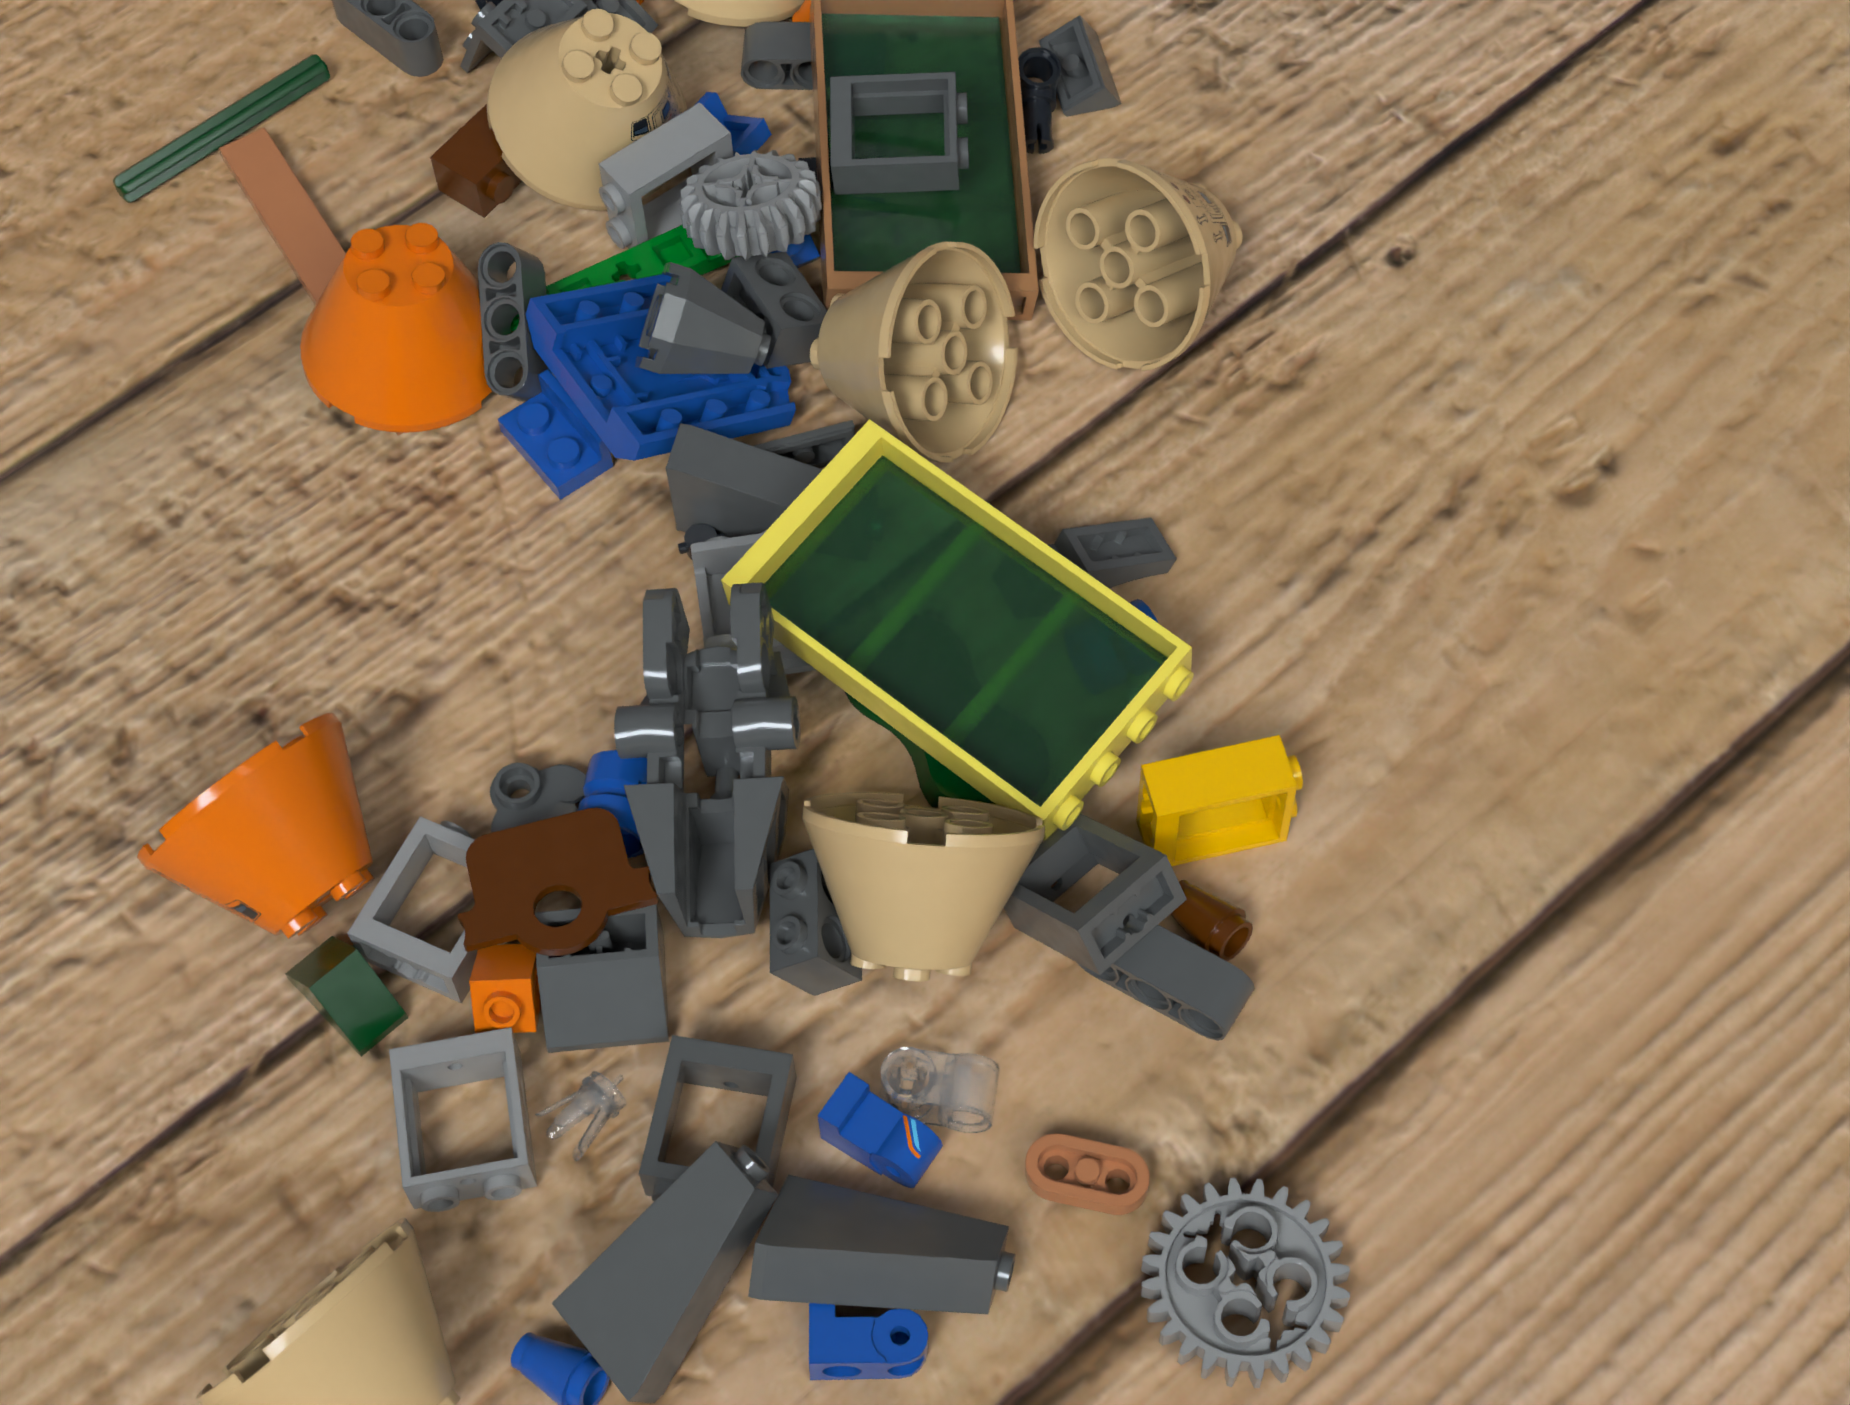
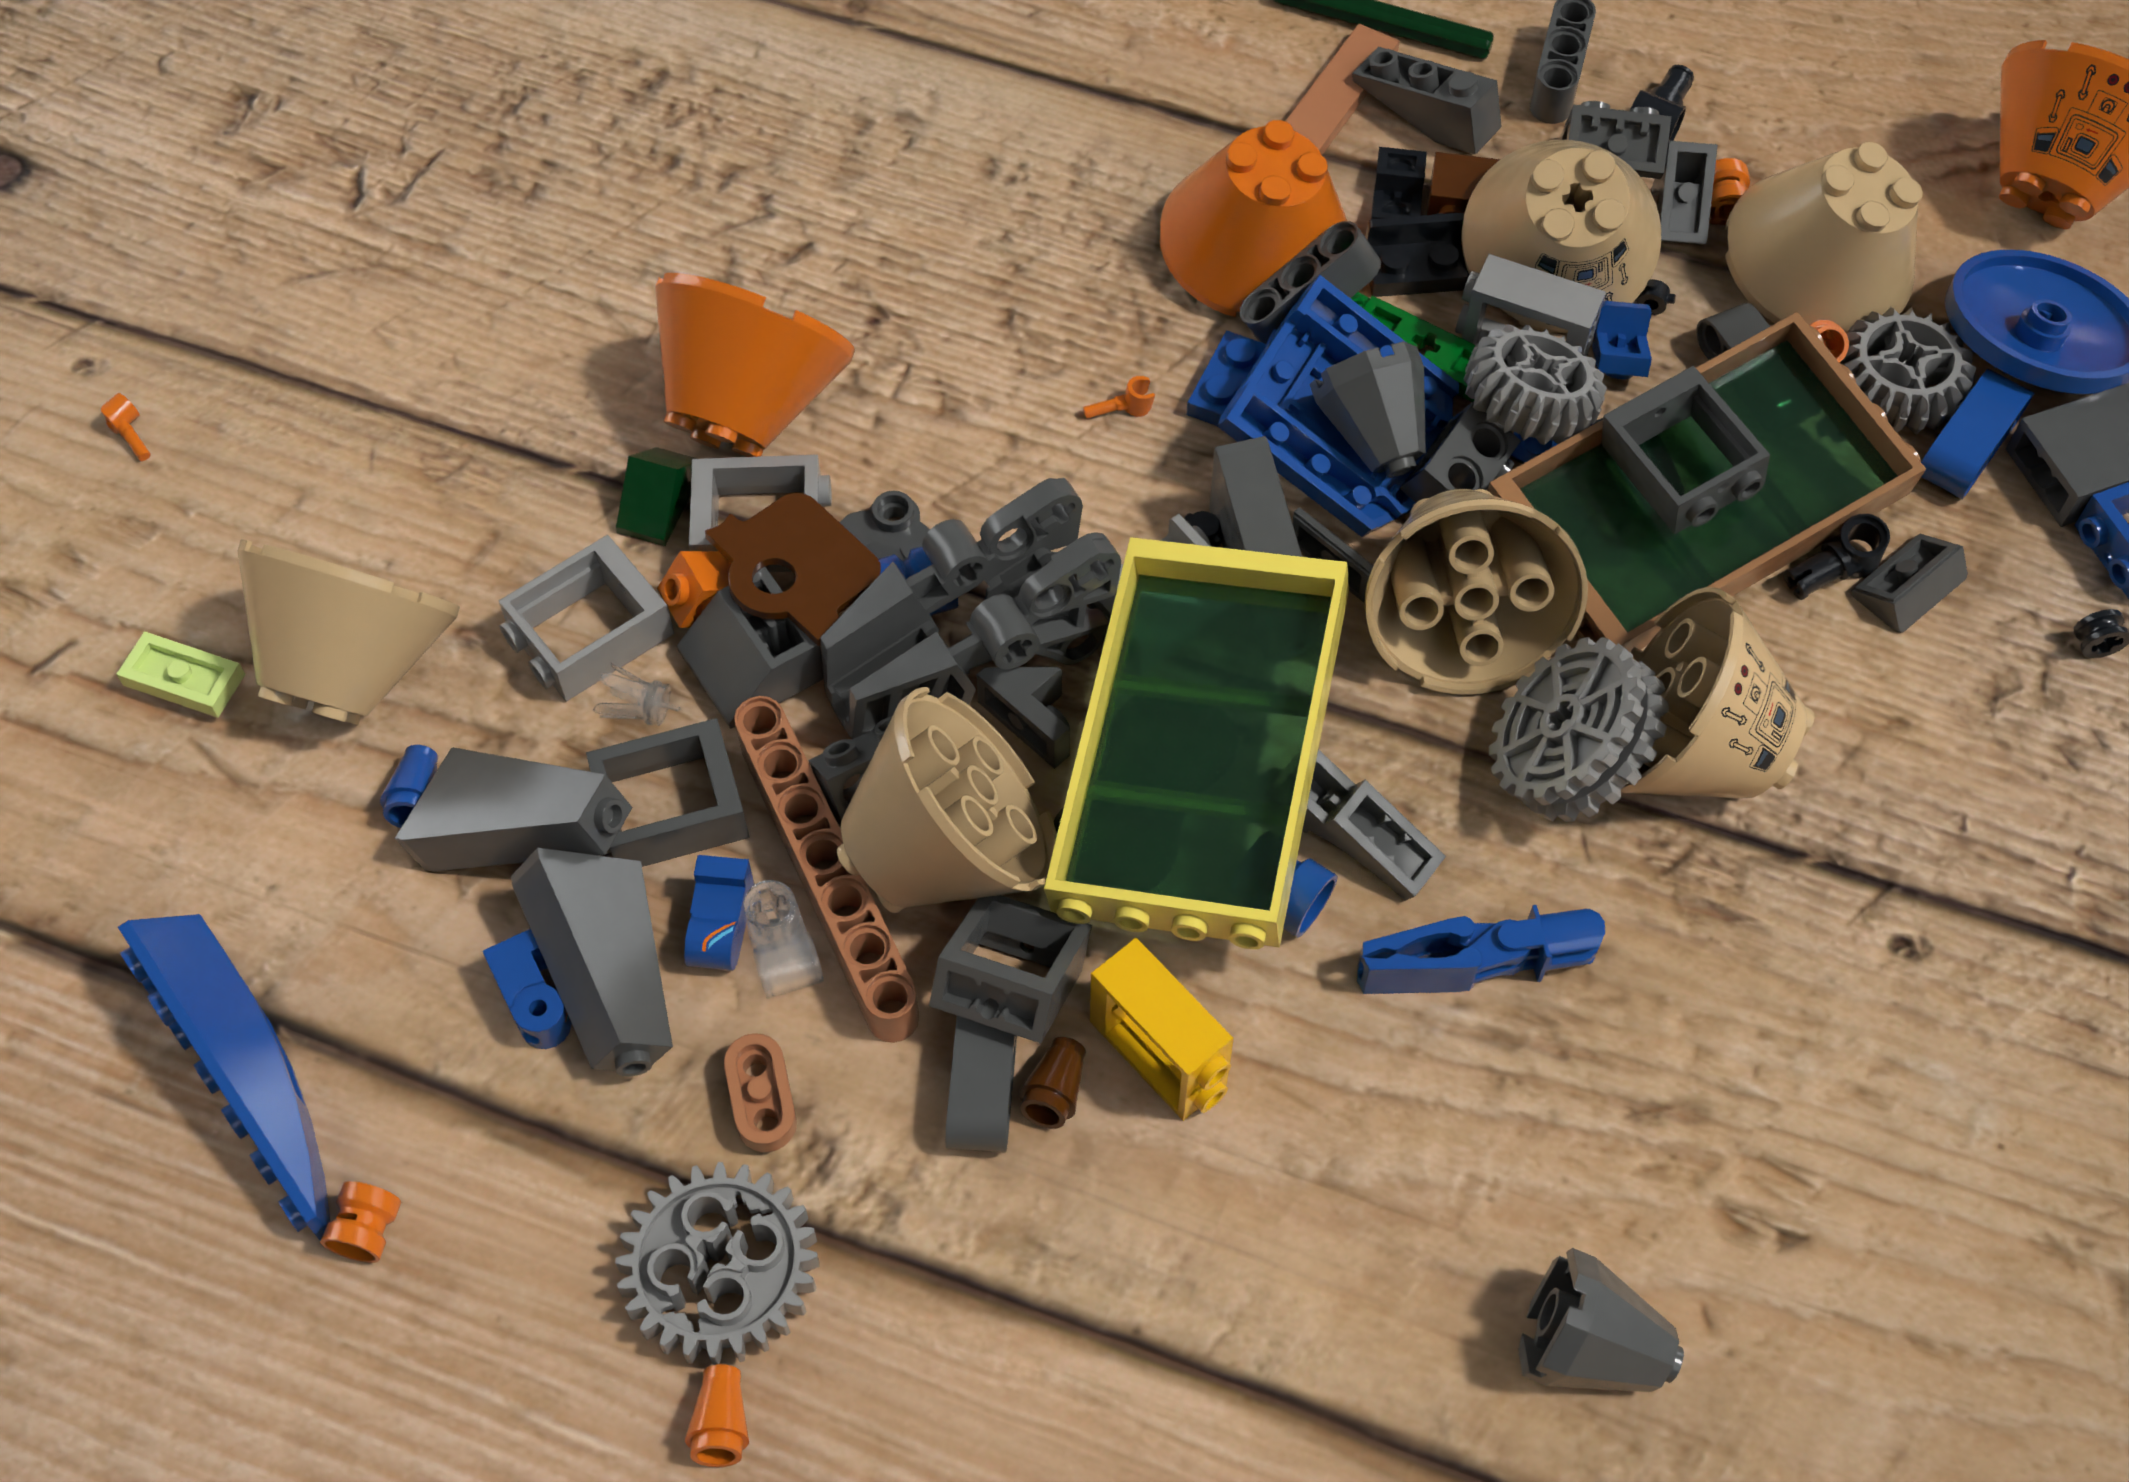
camera: 60 degrees right, 0 degrees up
(355, 133) = (1436, 99): none -> dark grey slope
(427, 201) = (1398, 183): none -> black slope
(517, 535) = (1133, 401): none -> orange hand
(523, 222) = (1418, 254): none -> black bracket
(691, 87) = (1657, 296): none -> black piece
(834, 769) = (1023, 703): none -> dark grey slope
(856, 996) = (830, 887): none -> nougat beam
(1149, 349) = (1578, 729): none -> light grey piece
(1270, 493) = (1477, 951): none -> blue arm
(1397, 1344) = (718, 1420): none -> orange cone
(1633, 623) = (1596, 1332): none -> dark grey cone

